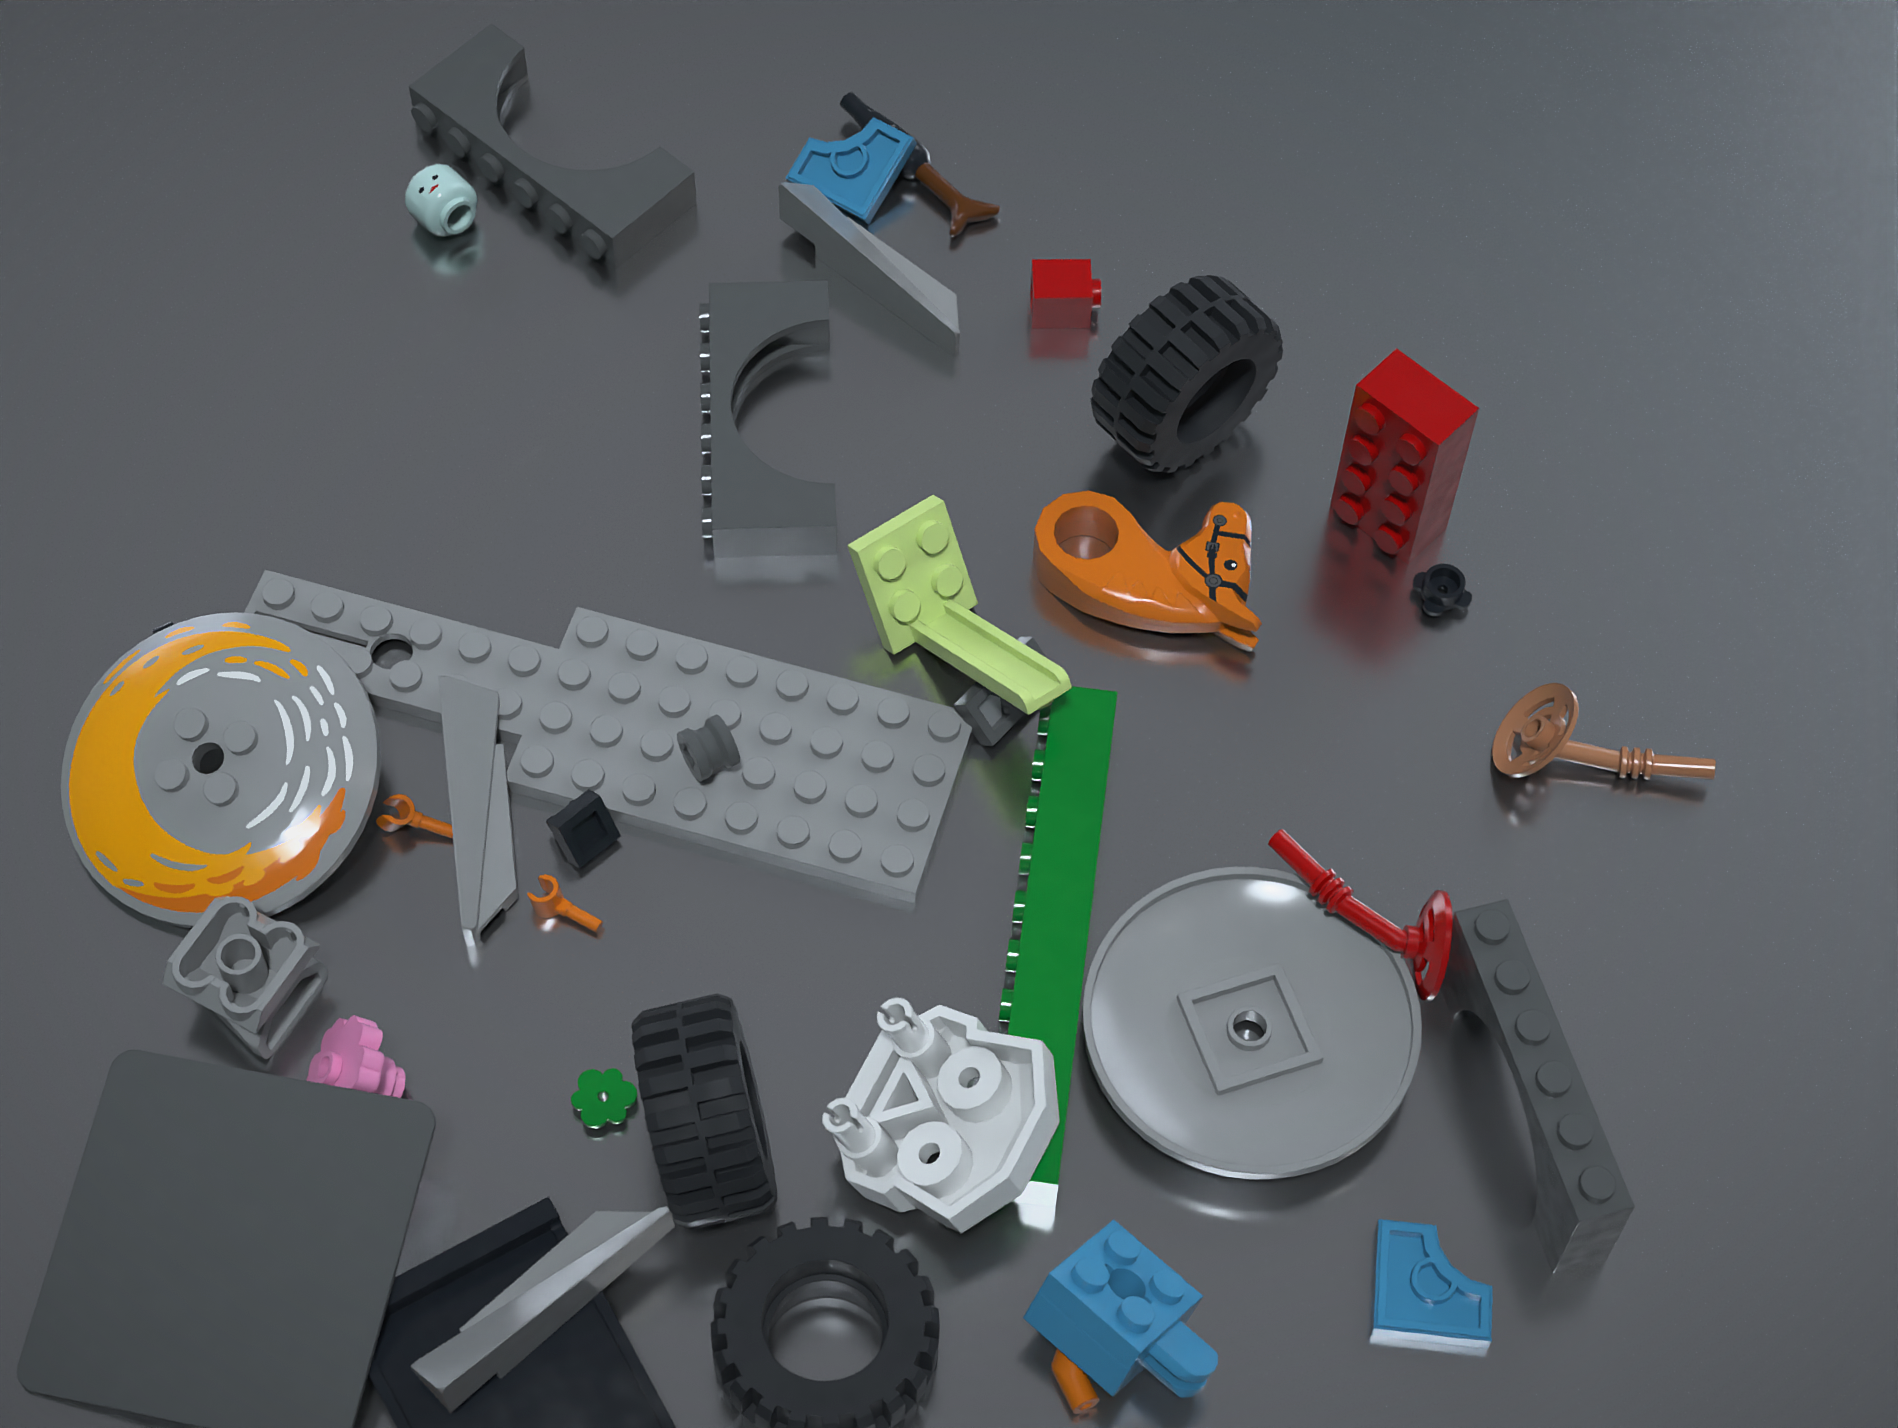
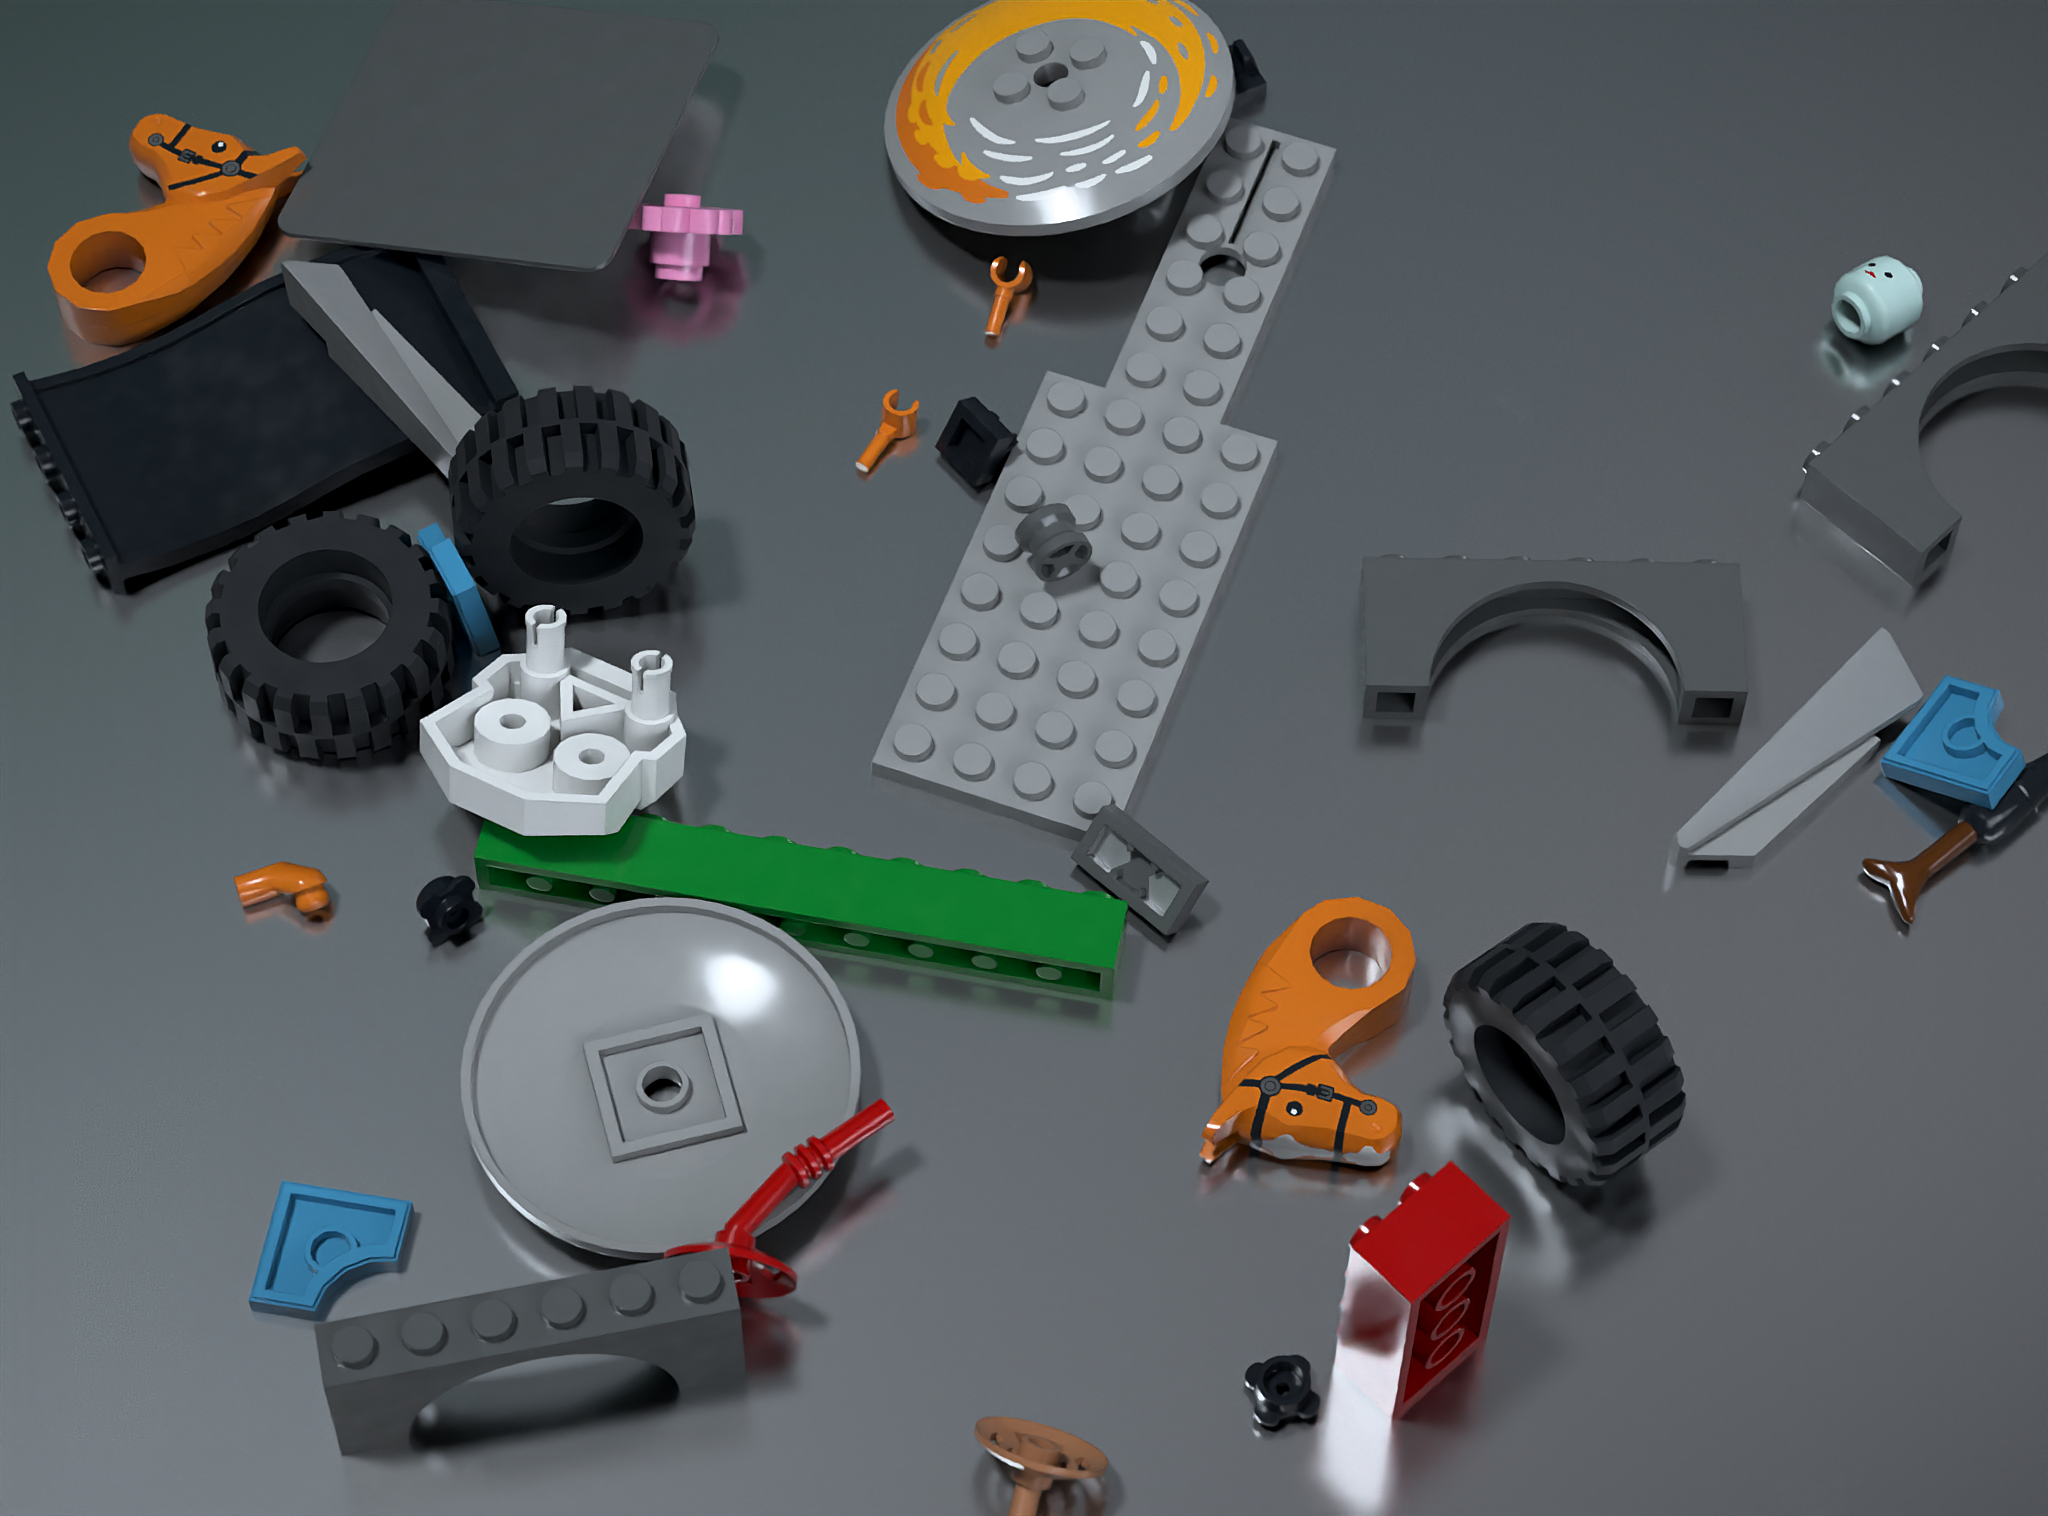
camera: 95 degrees right, 0 degrees up
(247, 971) = (805, 135): light grey piece -> none
(478, 804) = (1009, 335): light grey wedge -> none
(792, 1205) = (460, 589): none -> dark azure tile
(924, 596) = (1269, 780): yellowish green bracket -> none
(1063, 293) = (1755, 973): red brick -> none
(1090, 1213) = (448, 907): none -> black plate
(1121, 1312) = (311, 907): dark azure brick -> none

